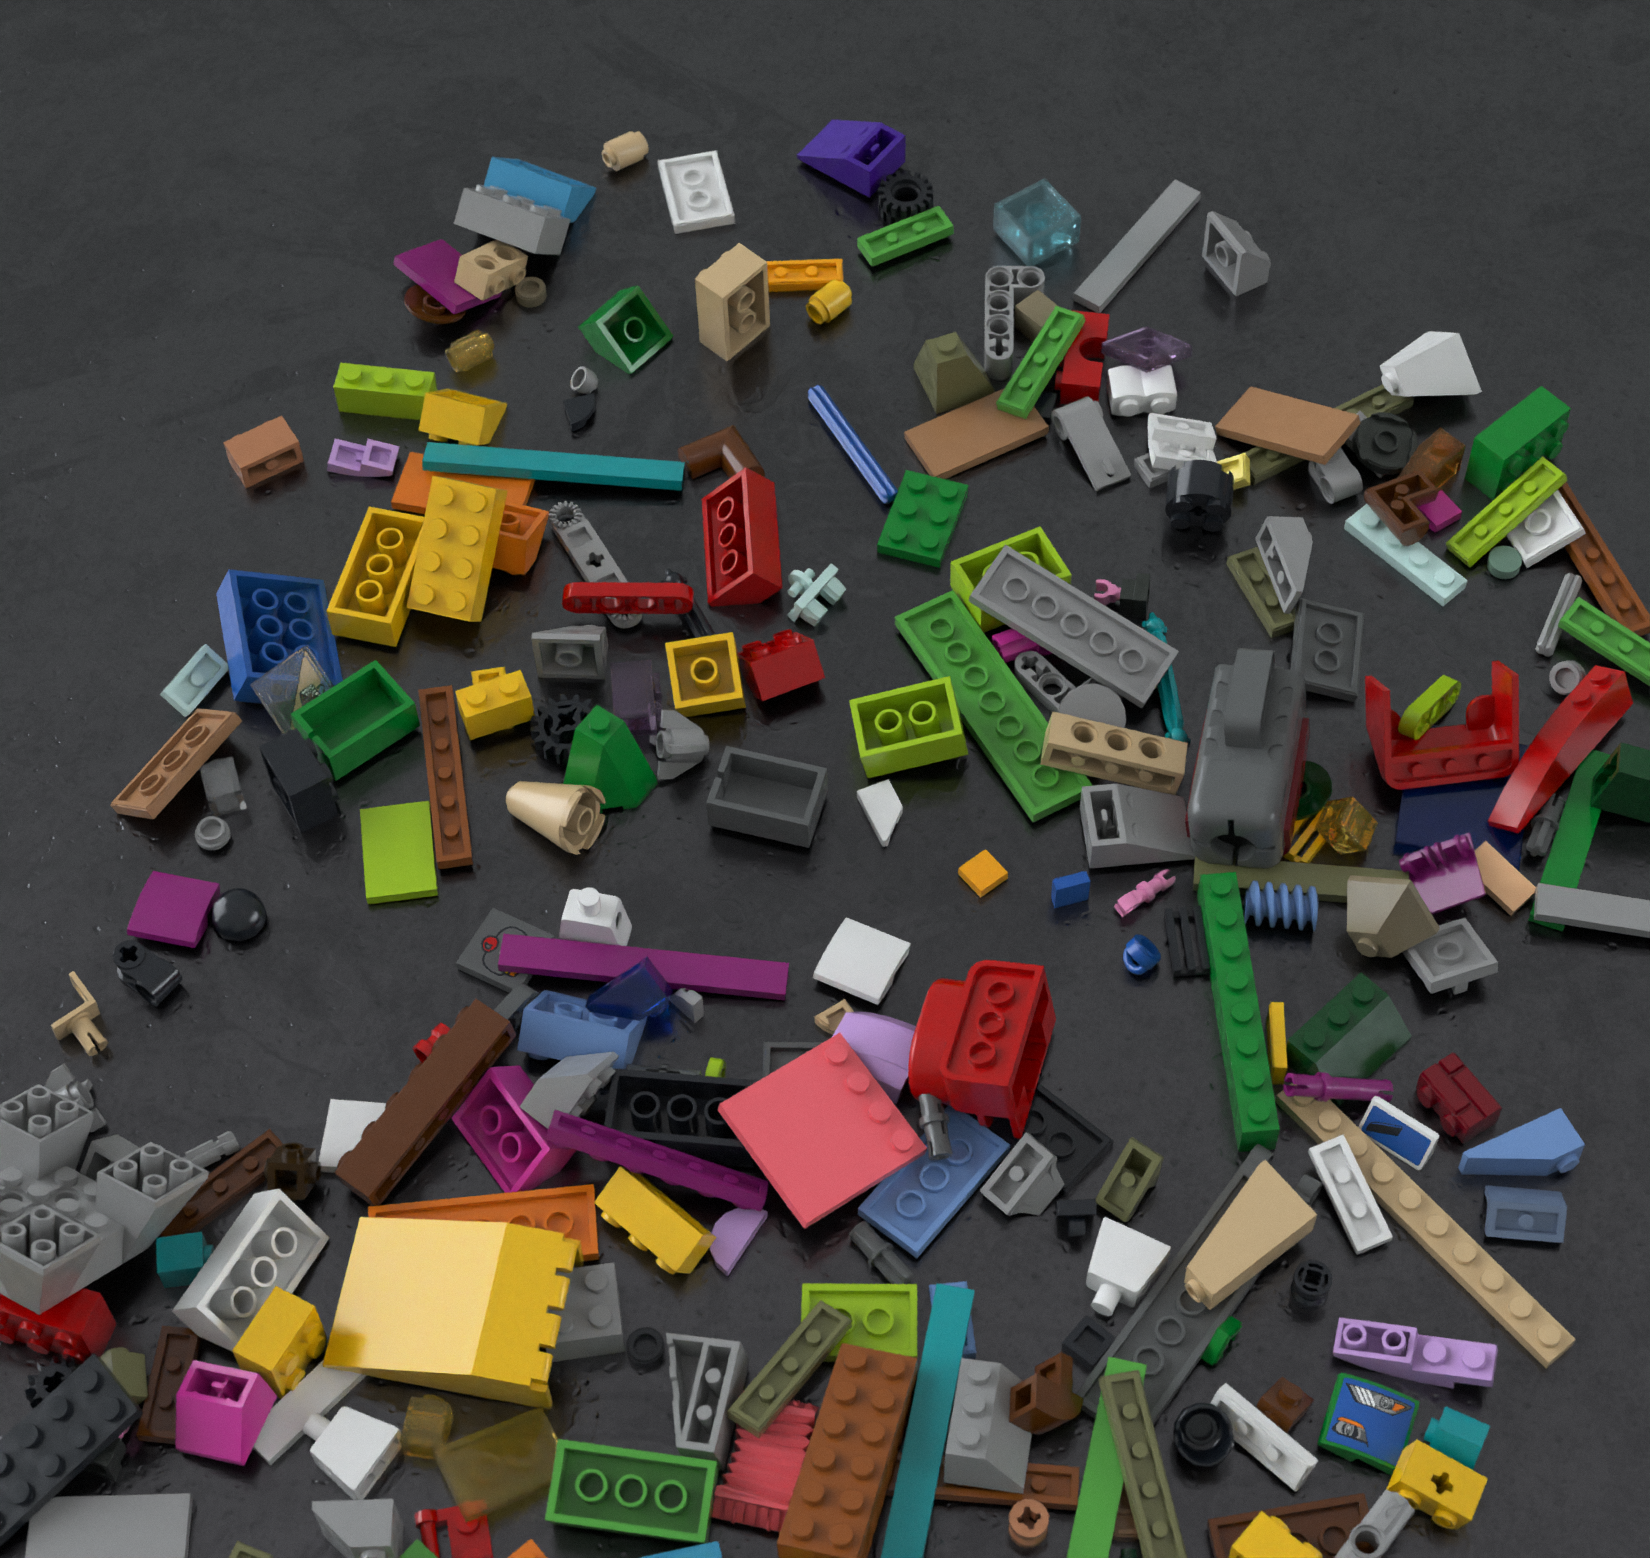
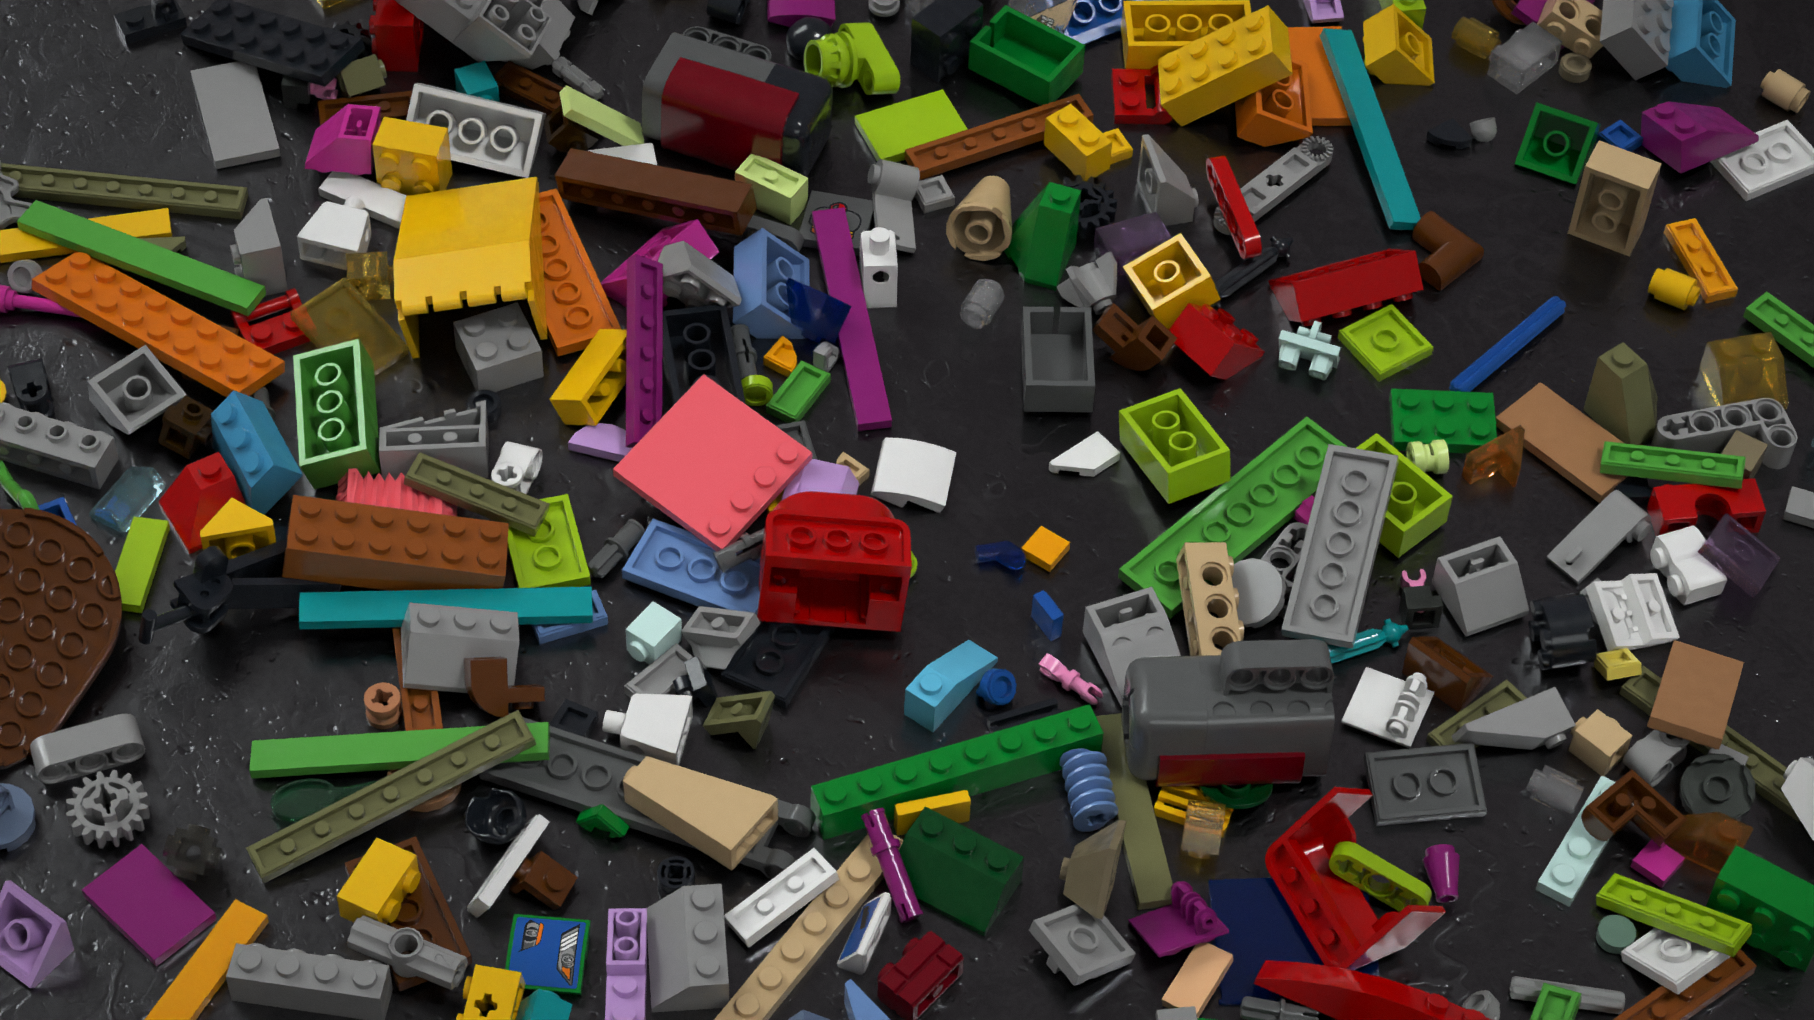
camera: 70 degrees right, 5 degrees down
(293, 877) = (853, 55): none -> lime beam
(297, 1134) = (600, 118): none -> yellowish green tile
(329, 999) = (728, 100): none -> piece
(431, 651) = (1130, 97): none -> red plate
(444, 995) = (776, 188): none -> yellowish green panel
(482, 887) = (892, 197): none -> light grey door
(496, 855) = (934, 194): none -> light grey tile
(510, 323) = (1524, 57): none -> clear brick
(632, 279) = (1621, 136): none -> blue tile
(657, 230) = (1692, 134): none -> magenta slope
(664, 846) = (982, 303): none -> clear brick
(670, 1044) = (781, 357): none -> light orange tile
(722, 1040) = (798, 393): none -> bright green tile
(752, 1327) = (517, 466): none -> white piece
(766, 724) = (1133, 344): none -> reddish brown brick
(815, 535) = (1385, 342): none -> lime tile
(945, 284) = (1745, 369): none -> clear yellow slope
(968, 535) = (1430, 456): none -> yellowish green wheel
(980, 908) = (1002, 552): none -> clear blue arm
(985, 484) = (1499, 455): none -> clear orange slope
(1005, 1241) = (653, 633): none -> light aqua brick
(1052, 1247) = (660, 674): none -> light grey tile
(1127, 993) = (946, 683): none -> medium azure slope
(1129, 541) = (1481, 586): none -> light grey slope
(1210, 597) = (1446, 671): none -> reddish brown slope
(1224, 640) = (1389, 706): none -> white hinge
(1317, 507) = (1599, 742): none -> tan brick
(1354, 557) = (1555, 789): none -> clear brick
(1392, 1286) = (688, 950): none -> light grey slope
(1419, 662) = (1443, 871): none -> magenta cone

